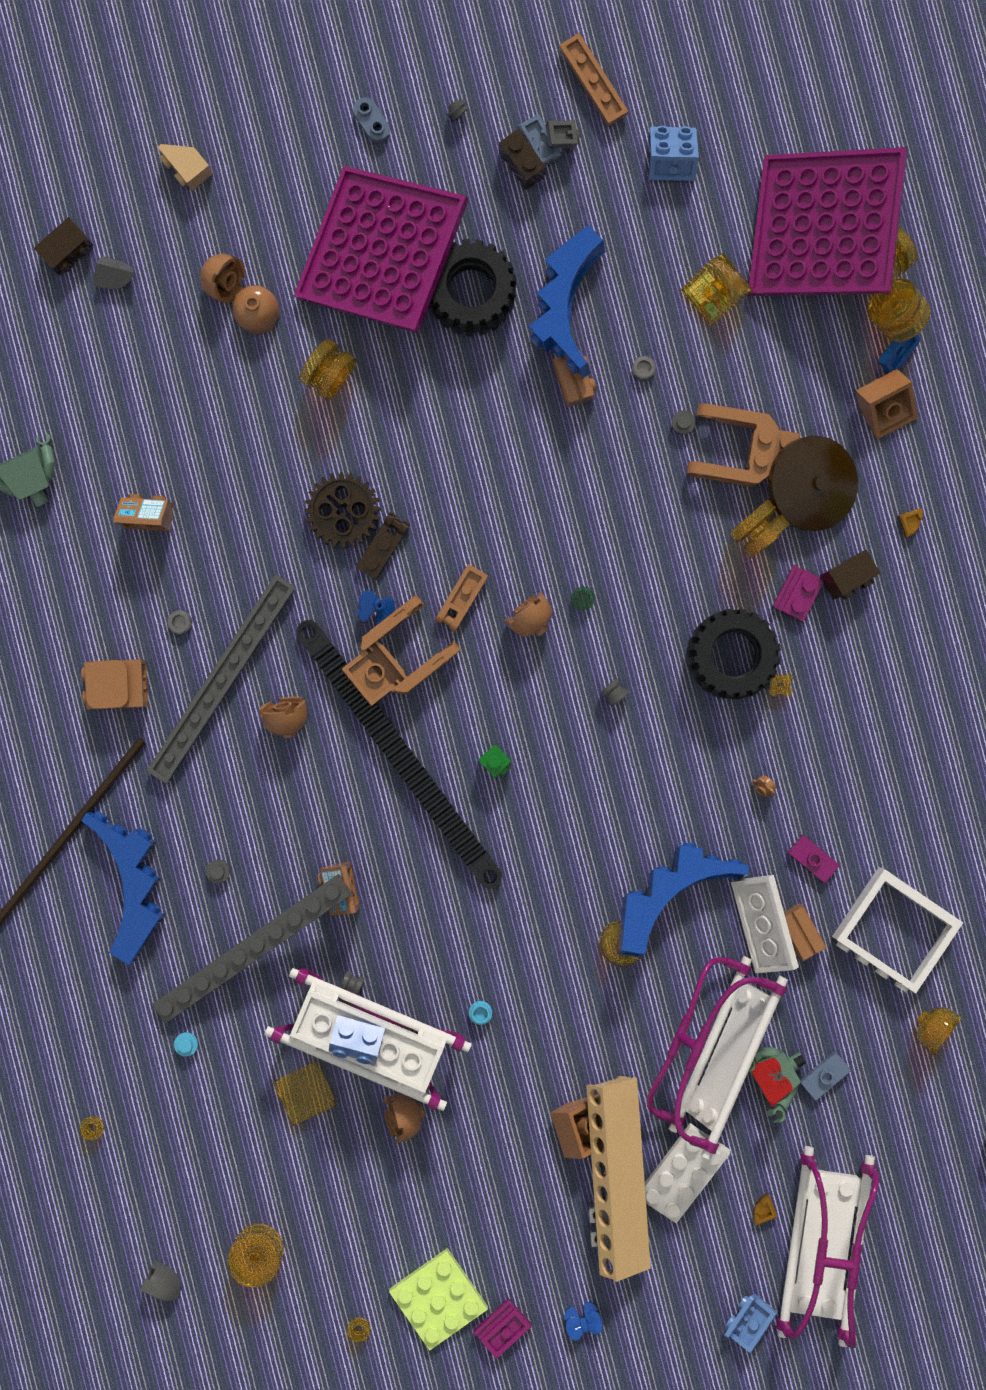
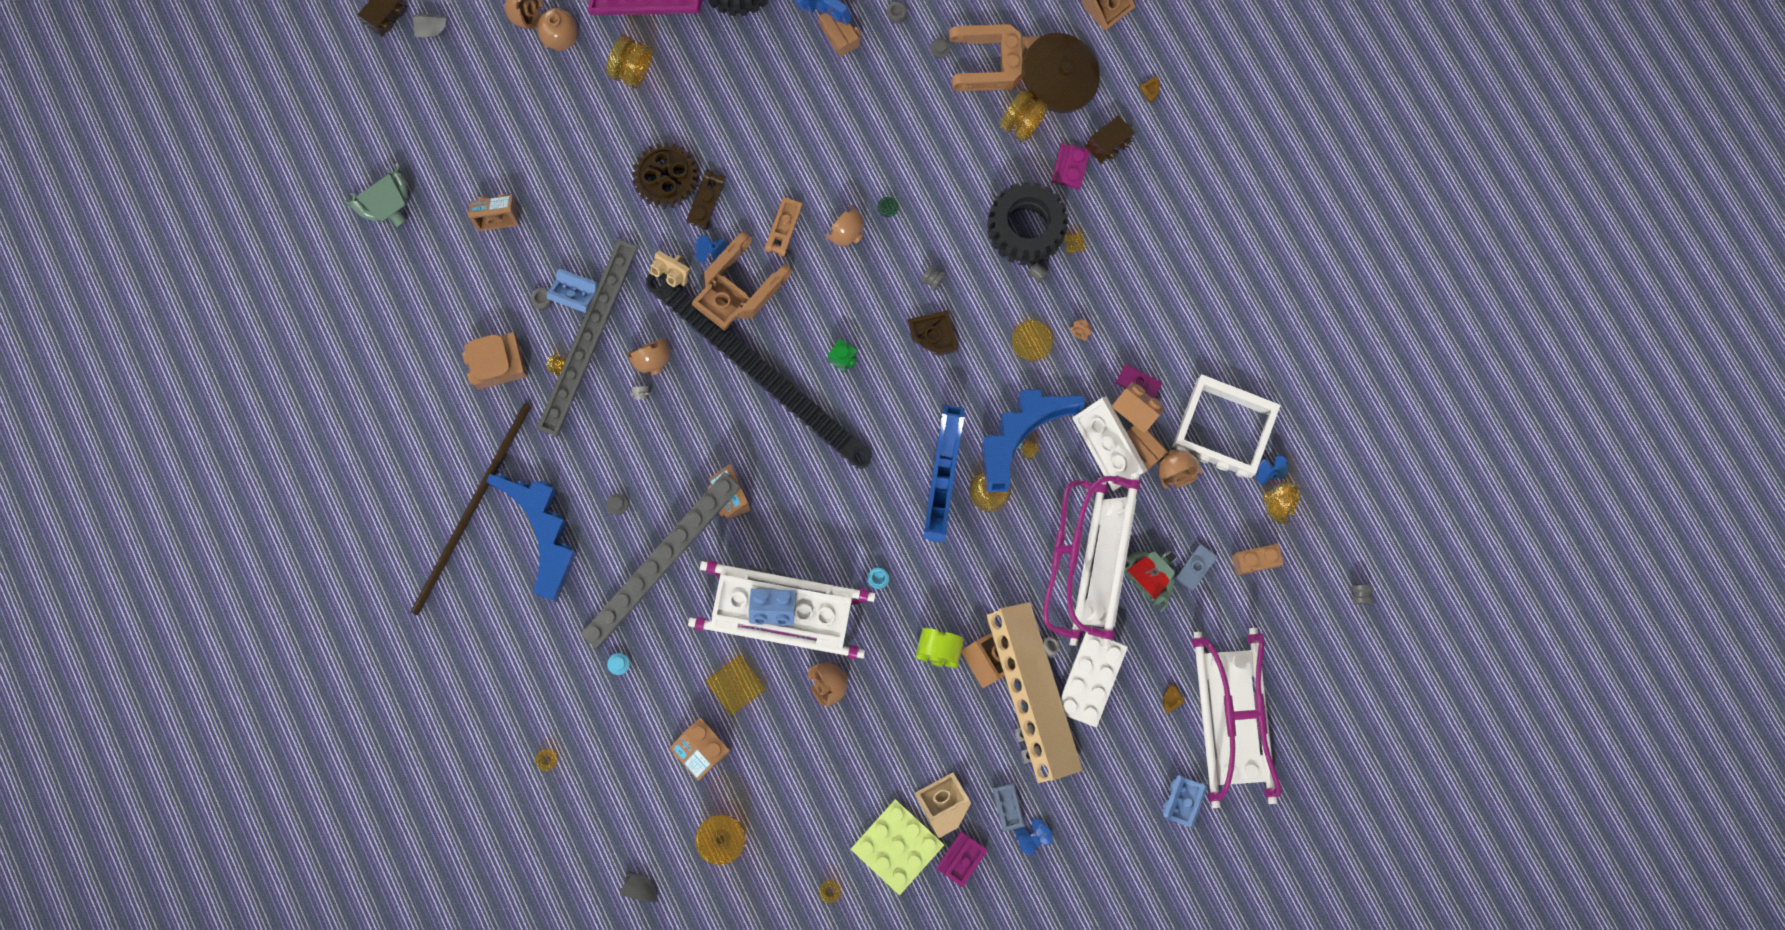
camera: 15 degrees left, 10 degrees down
(180, 702) = (555, 364): none -> clear yellow plate
(214, 623) = (572, 290): none -> medium blue bracket
(255, 1153) = (699, 749): none -> medium nougat slope
(266, 752) = (640, 392): none -> light grey plate
(328, 619) = (670, 267): none -> tan hips
(496, 1268) = (944, 804): none -> tan slope
(528, 1107) = (939, 648): none -> lime brick
(563, 1285) = (1008, 807): none -> sand blue plate
(573, 925) = (943, 473): none -> blue arch
(601, 755) = (934, 333): none -> dark brown plate
(648, 1127) = (1051, 646): none -> light grey plate
(676, 909) = (1030, 449): none -> clear yellow plate
(707, 786) = (1032, 340): none -> clear yellow tile
(732, 710) = (1038, 272): none -> dark grey axle
(805, 894) = (1138, 407): none -> medium nougat slope
(833, 966) = (1178, 469): none -> medium nougat cylinder
(893, 1084) = (1257, 559): none -> medium nougat brick
(935, 992) = (1265, 472): none -> blue piece

